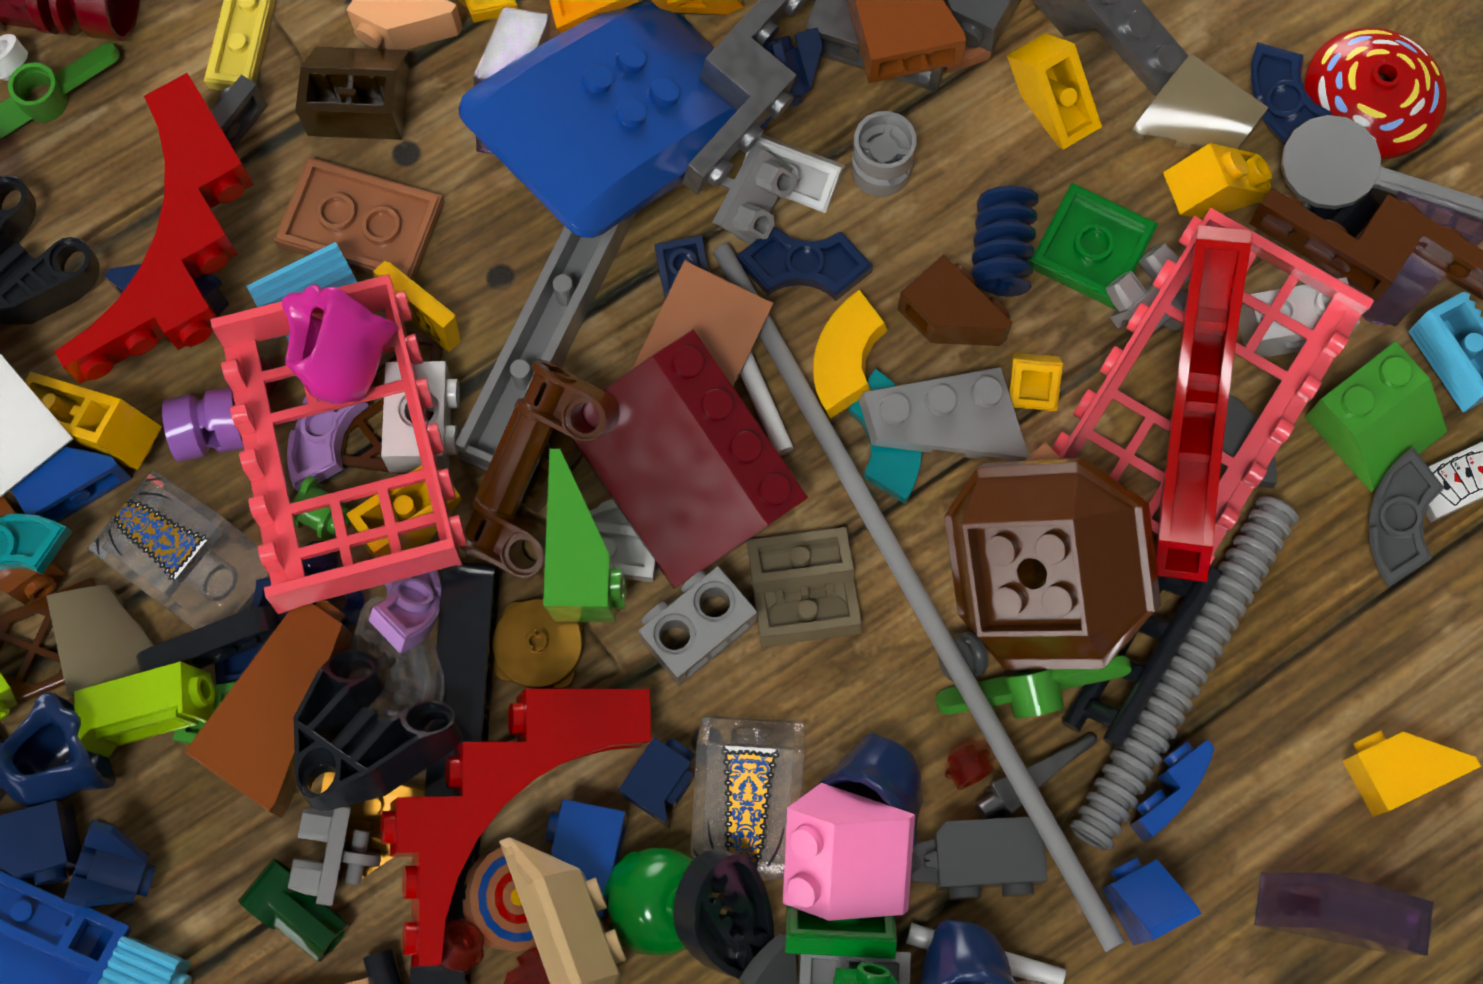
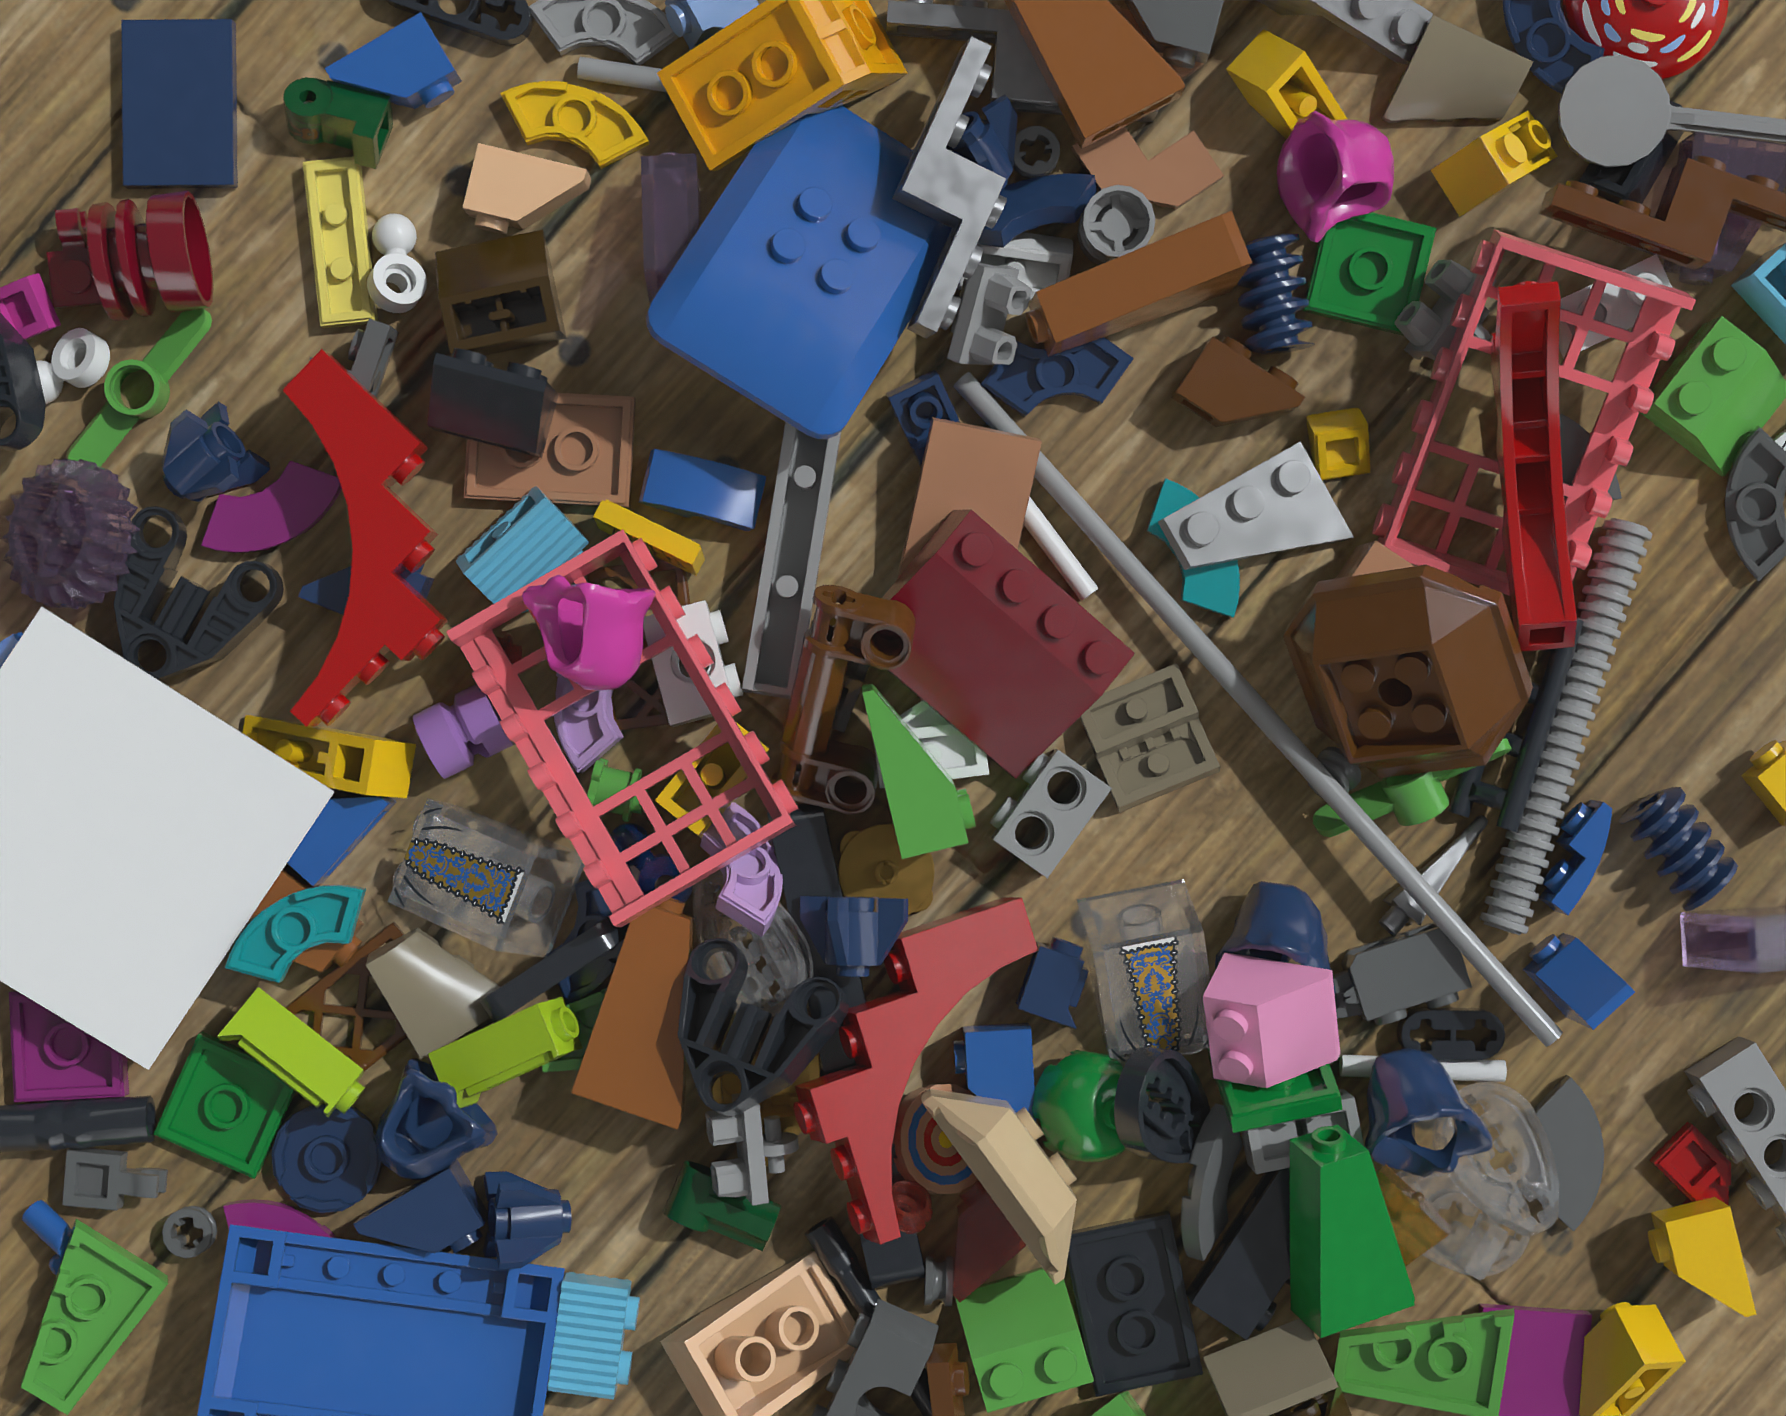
camera: 15 degrees left, 15 degrees up
(72, 155) = (207, 456): none -> dark blue brick
(110, 217) = (275, 514): none -> magenta tile
(277, 56) = (395, 238): none -> white plate
(316, 157) = (491, 404): none -> black slope
(476, 278) = (702, 489): none -> blue slope
(487, 672) = (853, 930): none -> dark blue brick
(813, 124) = (1038, 203): none -> dark blue tile
(832, 101) = (1040, 168): none -> dark grey bush
(843, 352) = (1126, 469): yellow tile -> none
(893, 199) = (1140, 285): none -> dark orange slope
(938, 133) = (1165, 179): none -> nougat tile
(968, 766) = (1364, 885): clear red plate -> none
(1022, 916) = (1451, 1020): none -> black beam
(1079, 151) = (1333, 172): none -> dark pink piece
(1273, 804) = (1682, 844): none -> dark blue piece

